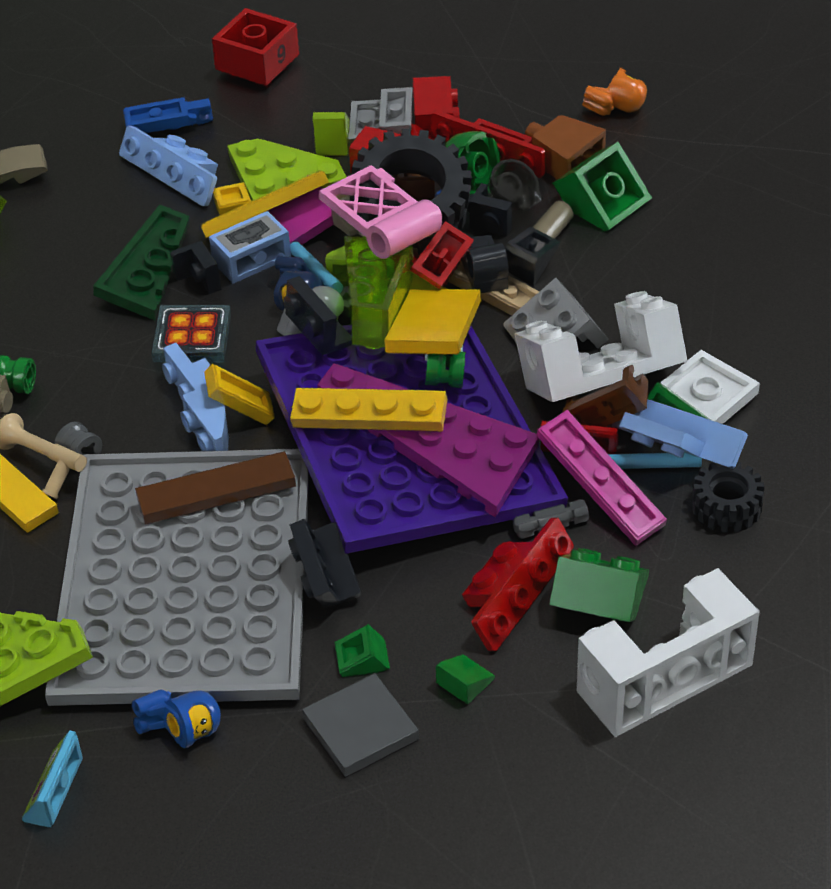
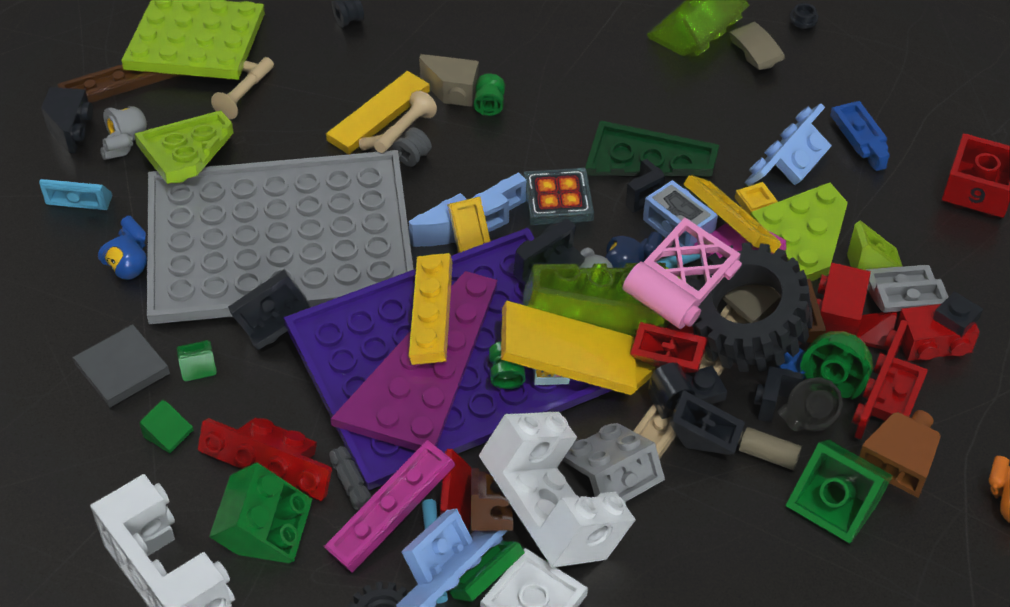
camera: 80 degrees right, 5 degrees up
(215, 487) = (358, 233): reddish brown tile -> none
(432, 80) = (958, 313): none -> black plate

